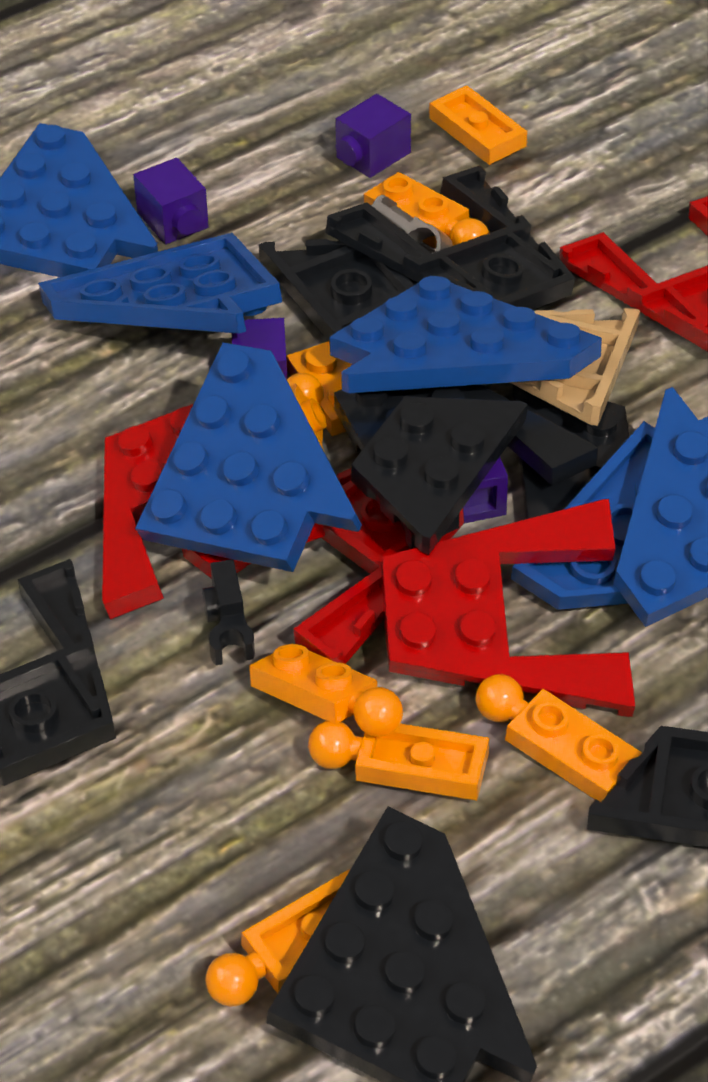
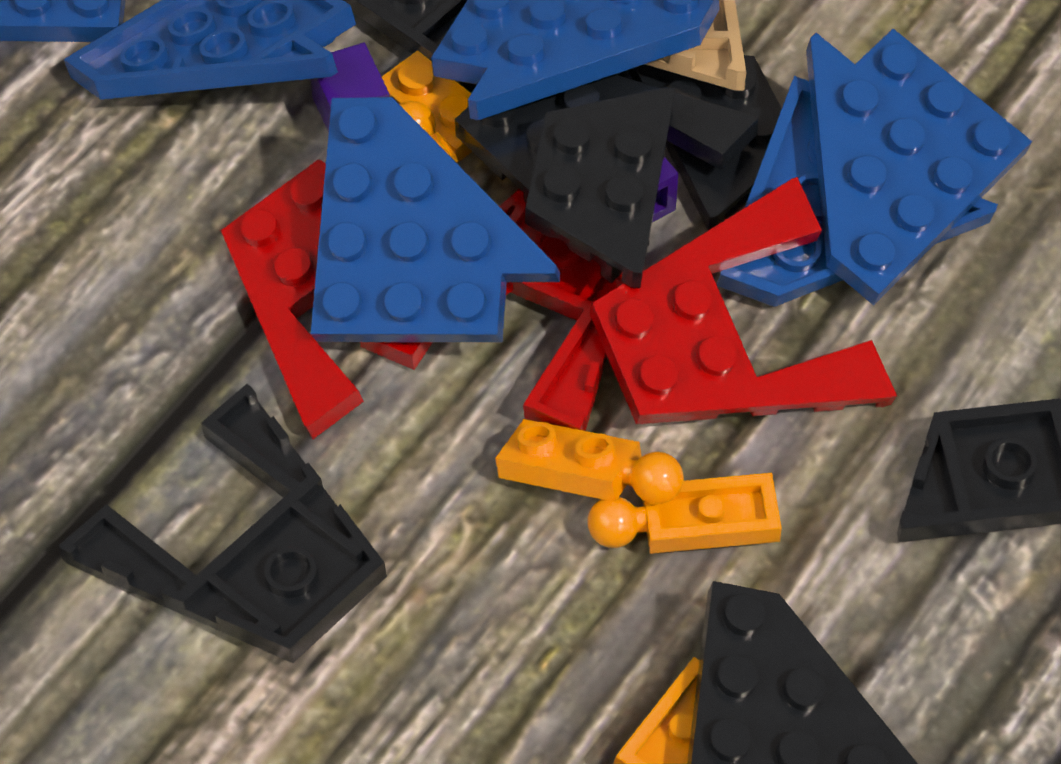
camera: 20 degrees left, 10 degrees up
(225, 604) = (441, 395): black plate -> none
(556, 735) = (833, 449): light orange plate -> none

